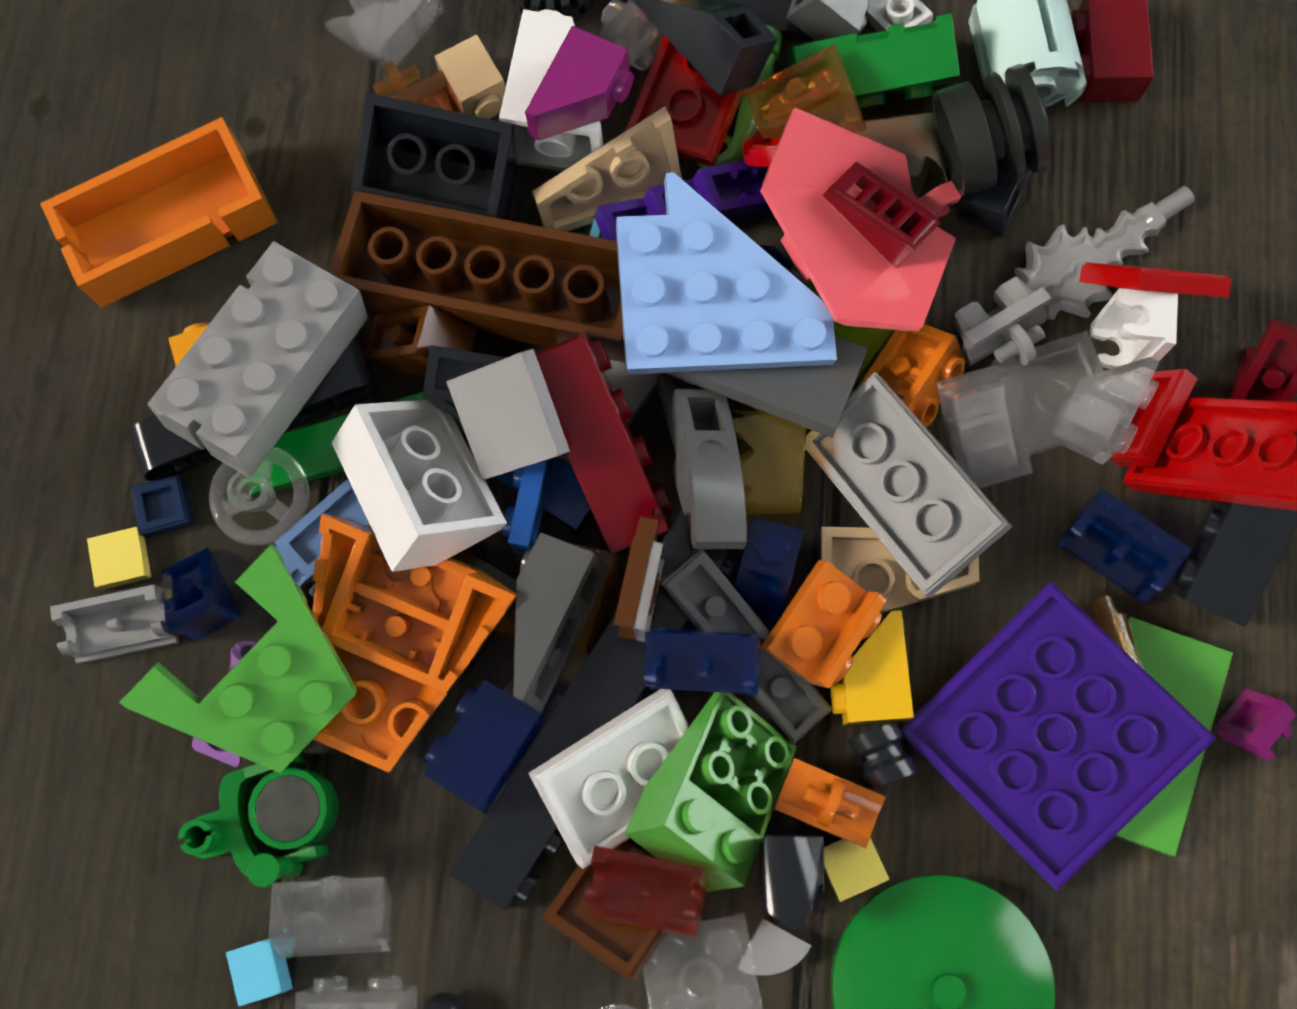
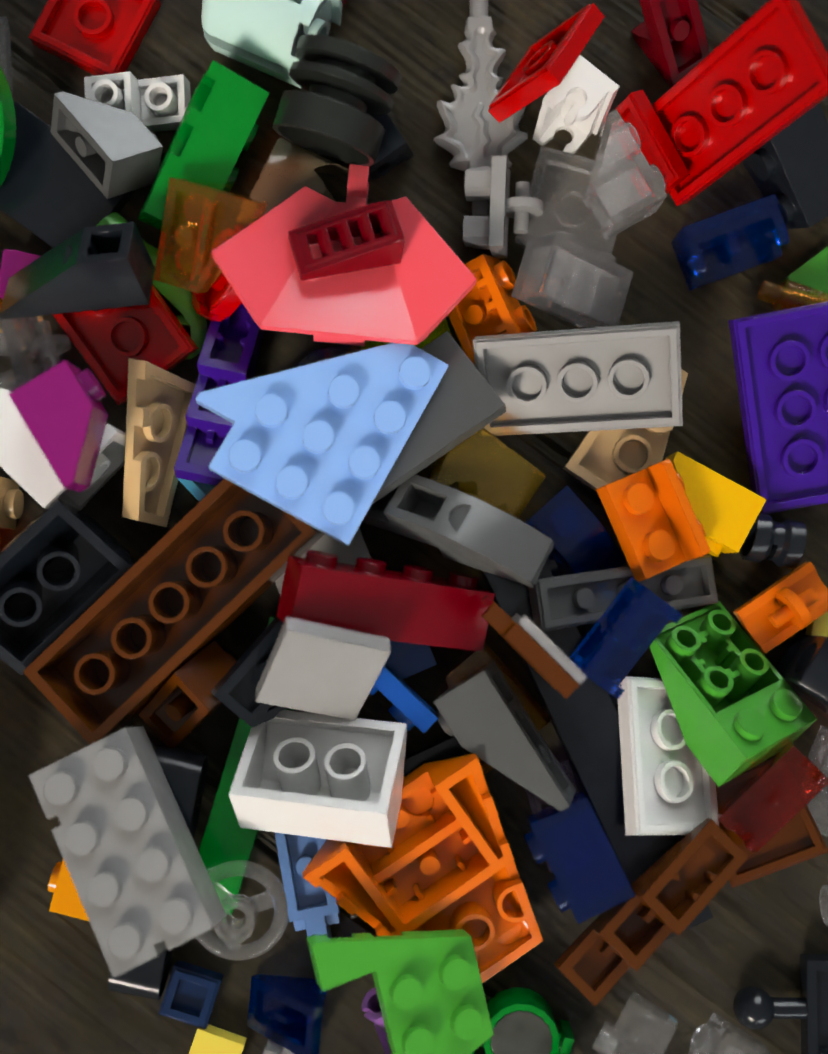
camera: 65 degrees left, 10 degrees up
(475, 842) = (664, 902): none -> reddish brown slope

